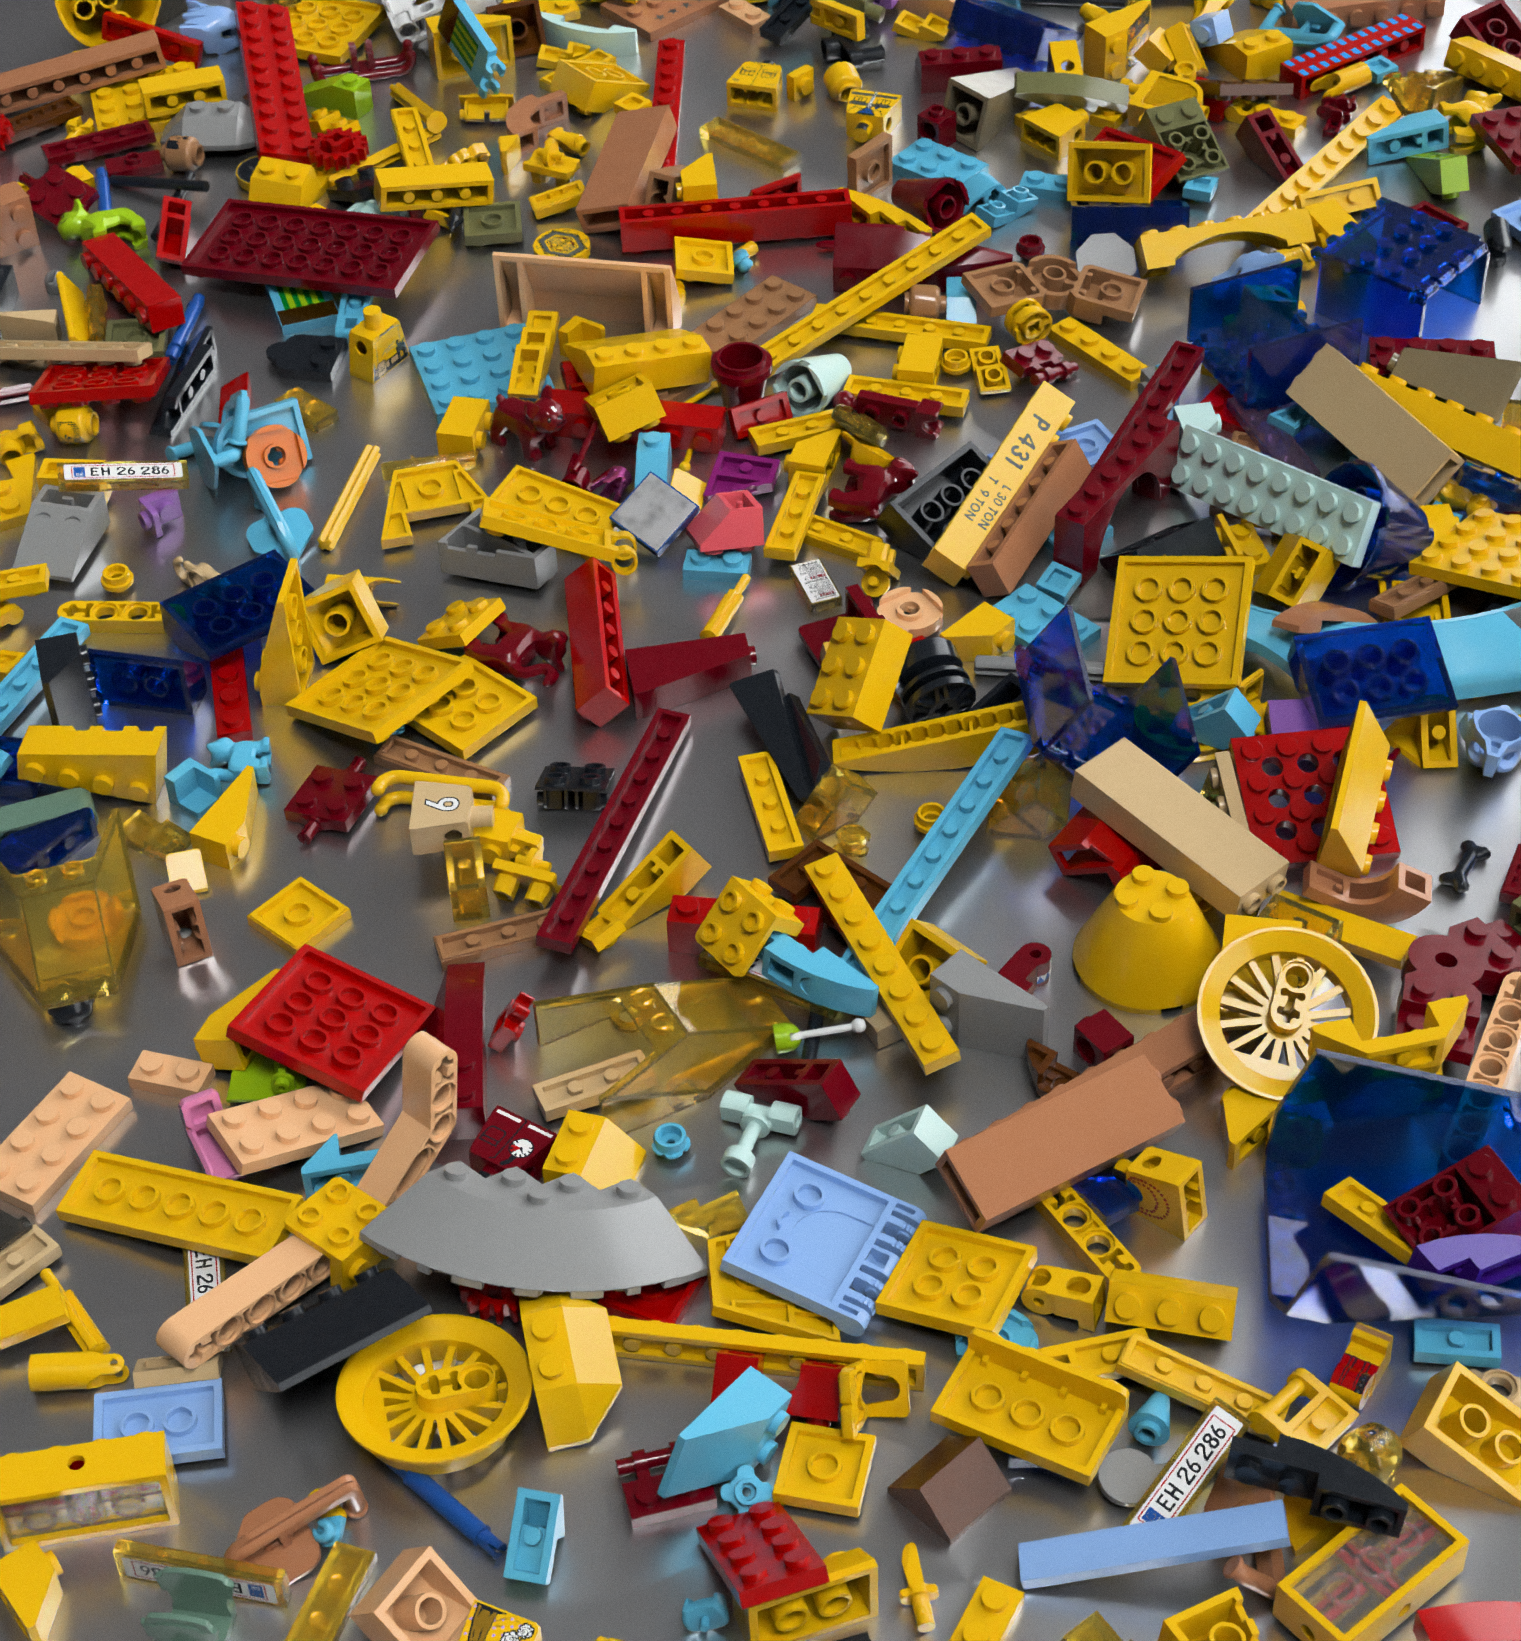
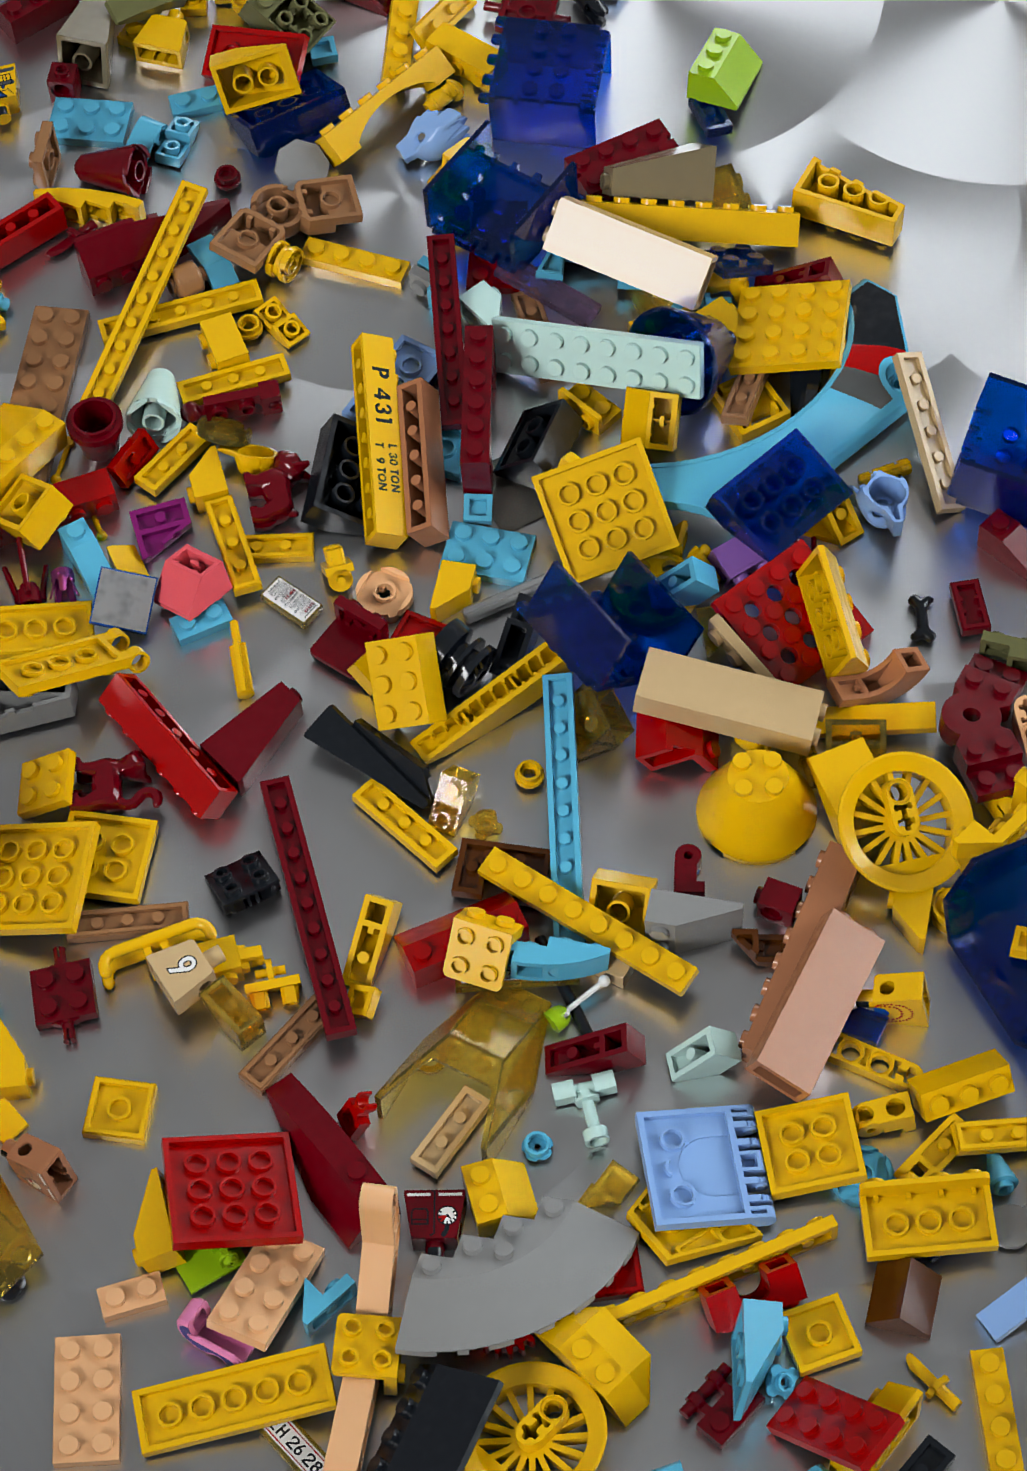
camera: 30 degrees left, 15 degrees up
(854, 1410) = (828, 1264): yellow piece -> none
(1039, 362) = (310, 298): dark red plate -> none
(1309, 616) = (699, 462): nougat slope -> none

